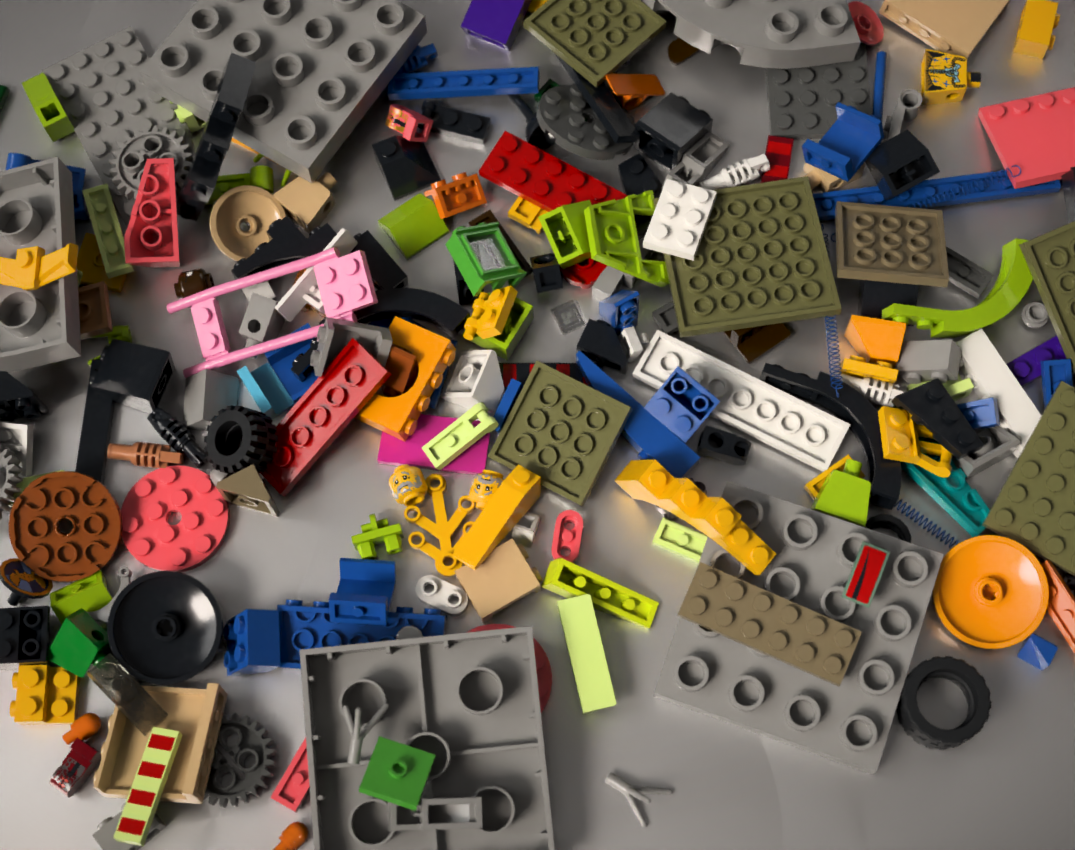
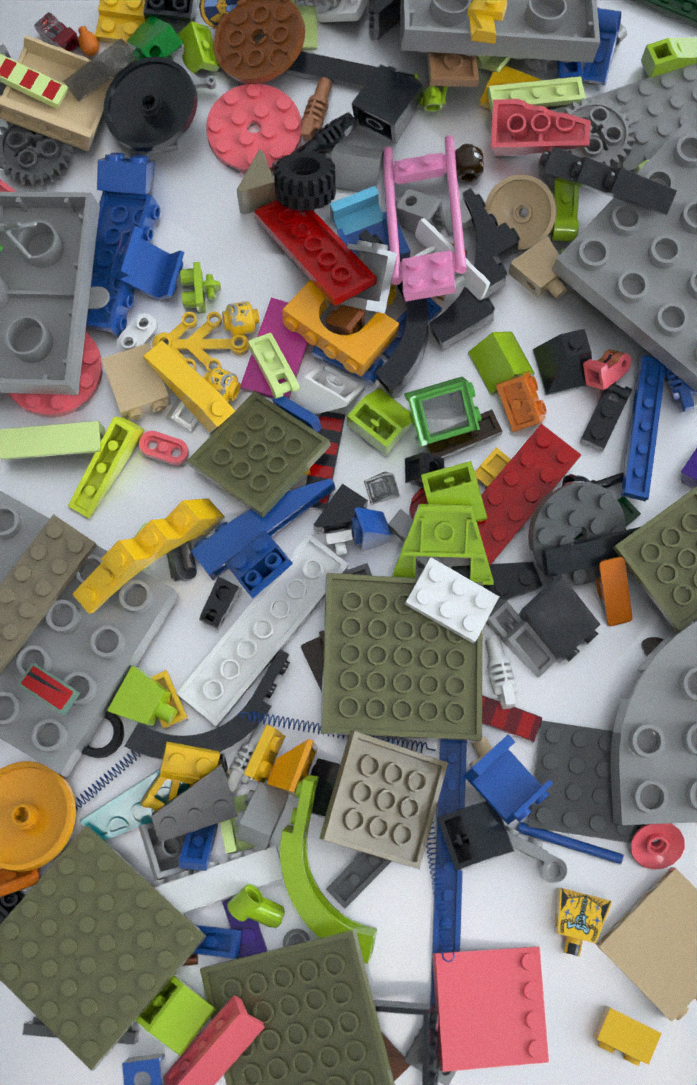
camera: 95 degrees right, 5 degrees up
(490, 313) = (384, 406): yellow plate -> none
(1016, 351) = (251, 904): none -> lime piece

